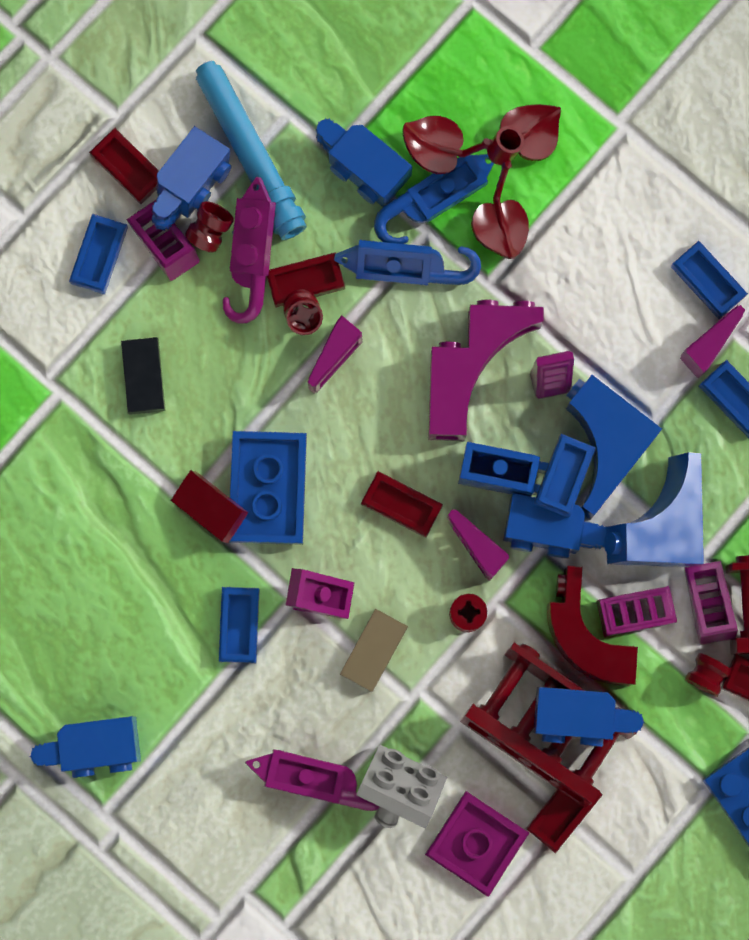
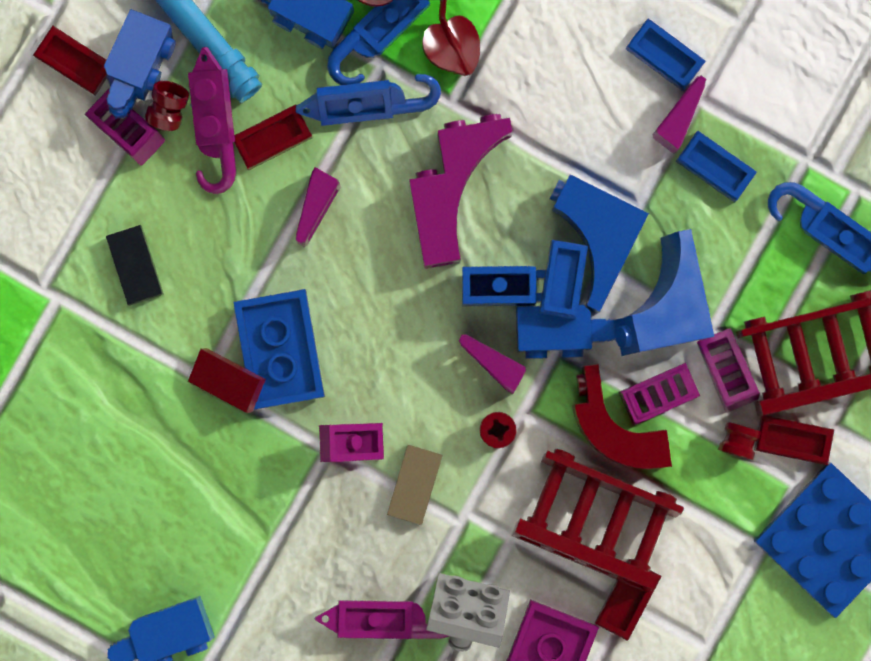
camera: 10 degrees left, 5 degrees up
(98, 254) = (64, 154): blue tile -> none
(239, 625) = (280, 487): blue tile -> none
(304, 320) = (279, 178): dark red wheel -> none
(401, 504) = (412, 337): dark red tile -> none
(552, 374) = (532, 182): magenta slope -> none
(581, 715) = (626, 508): blue hinge -> none

